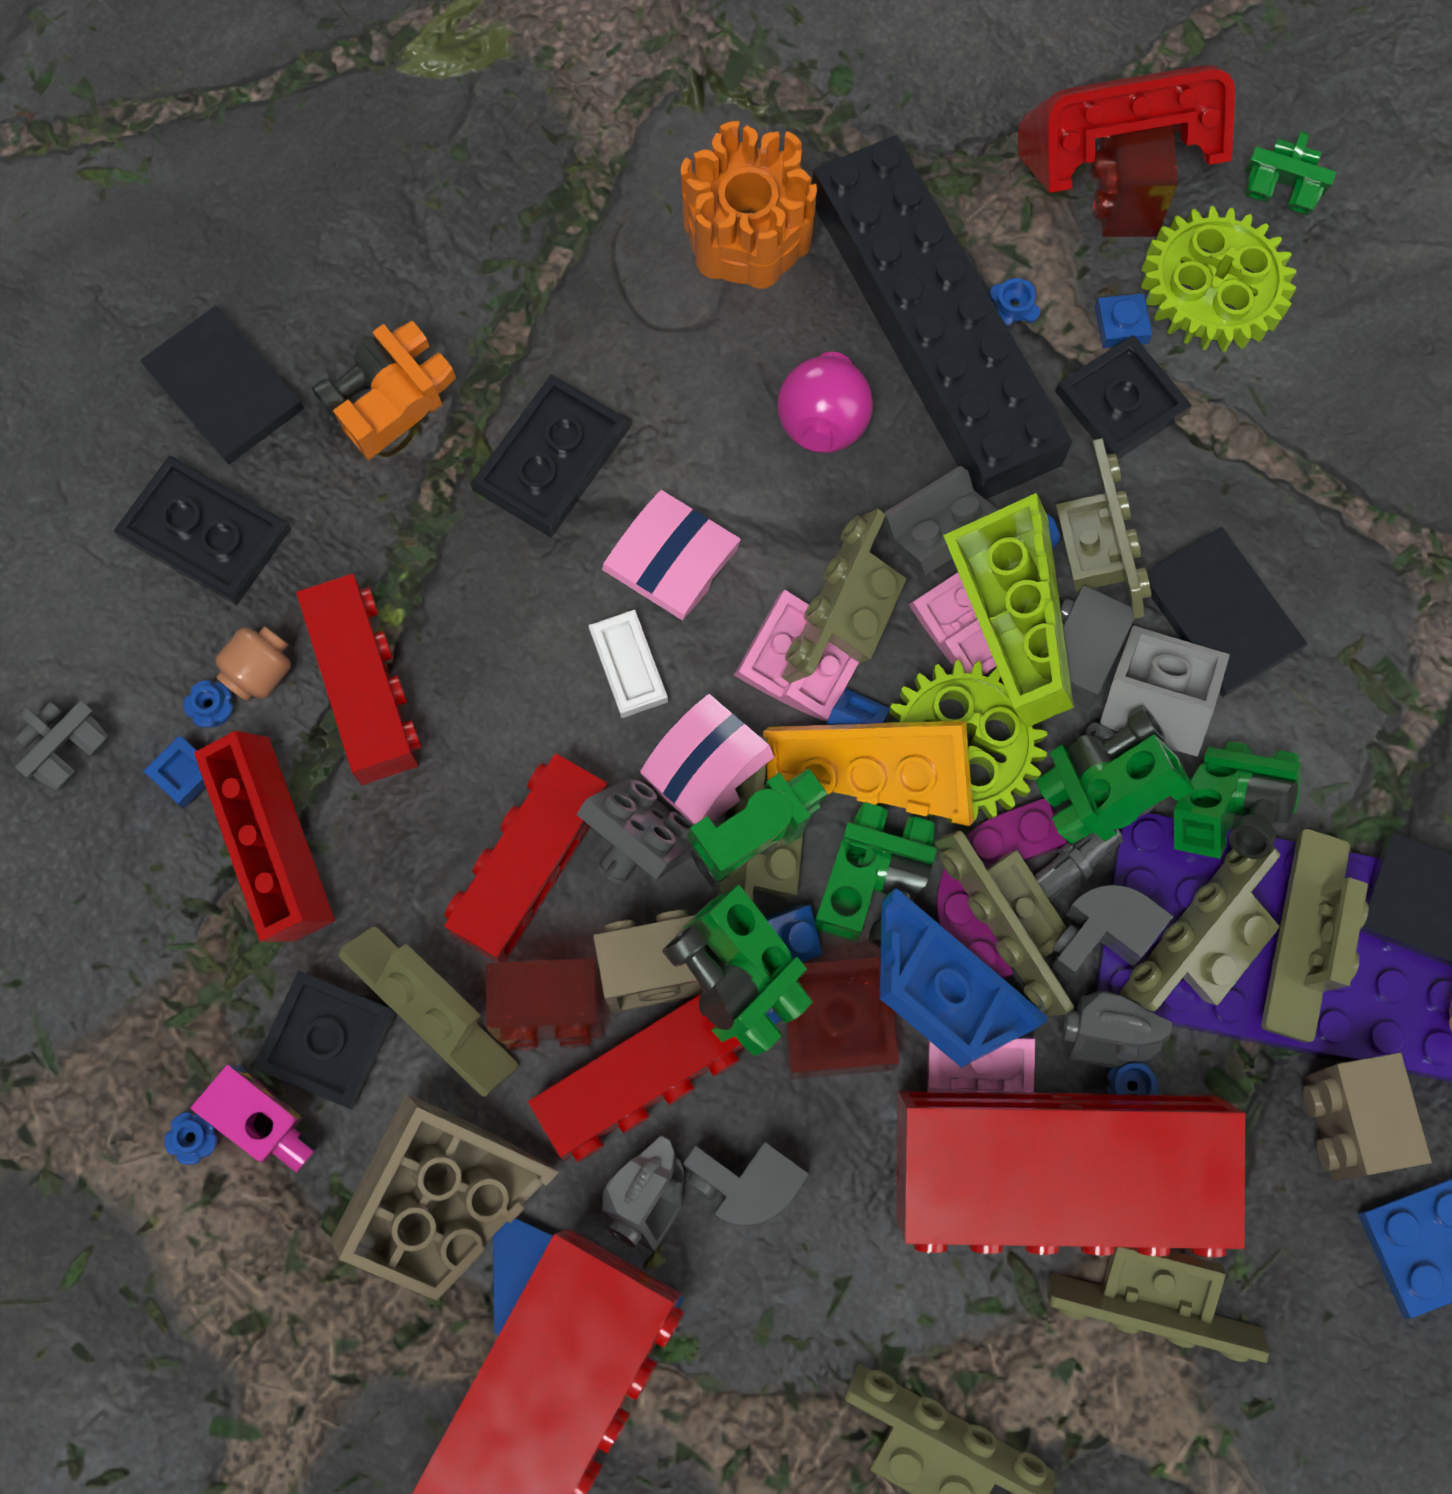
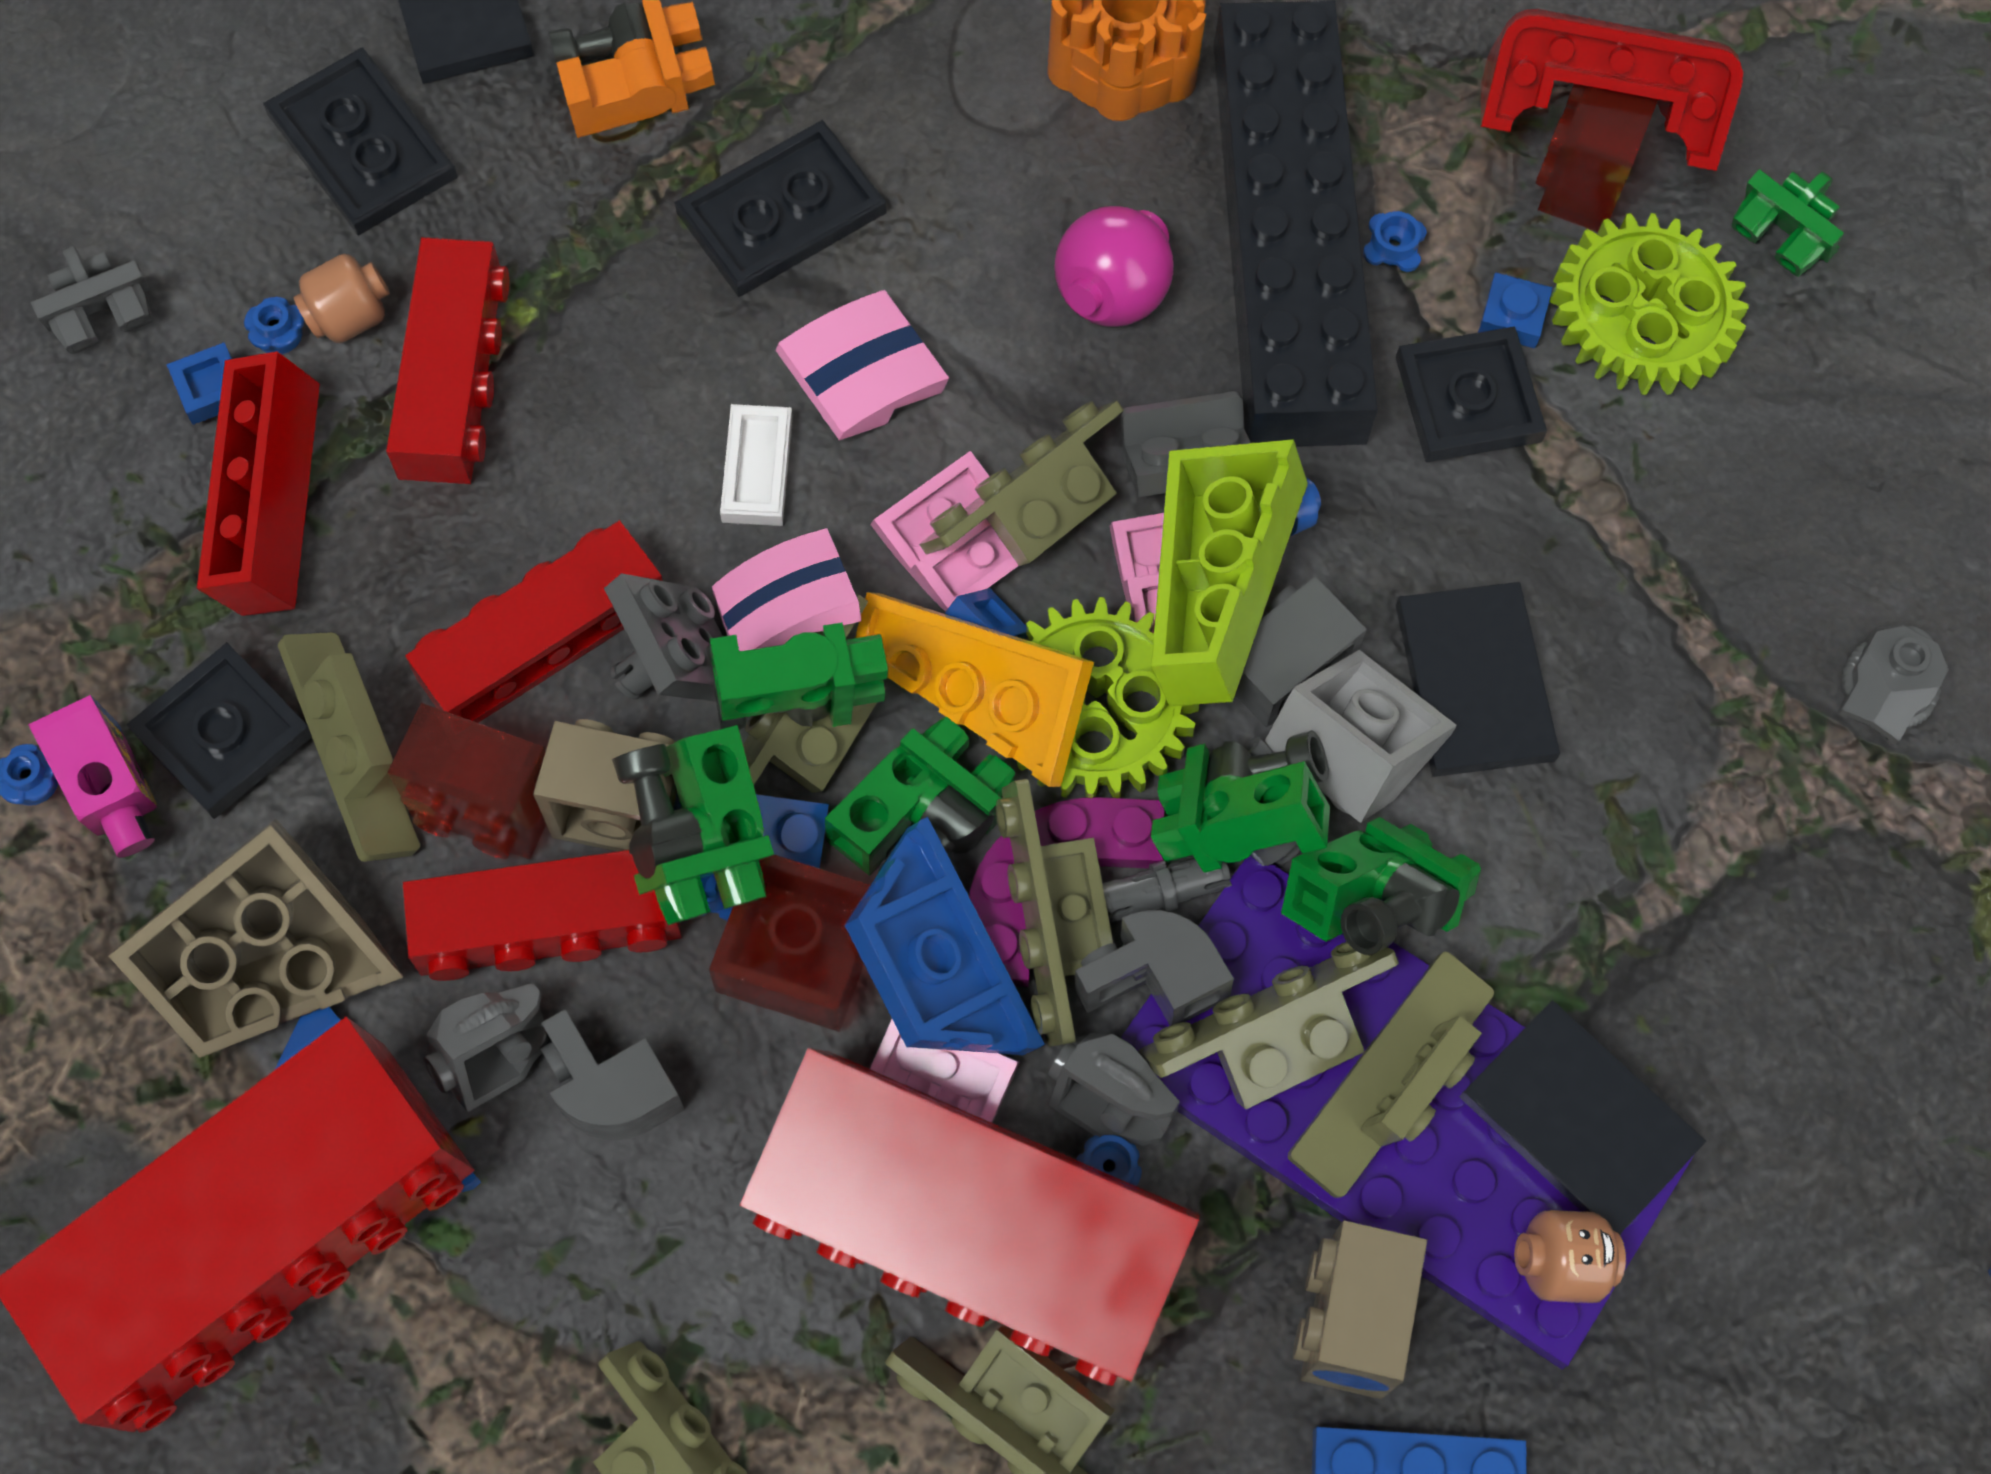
camera: 20 degrees right, 5 degrees down
(1096, 536) = (1362, 534): olive bracket -> none

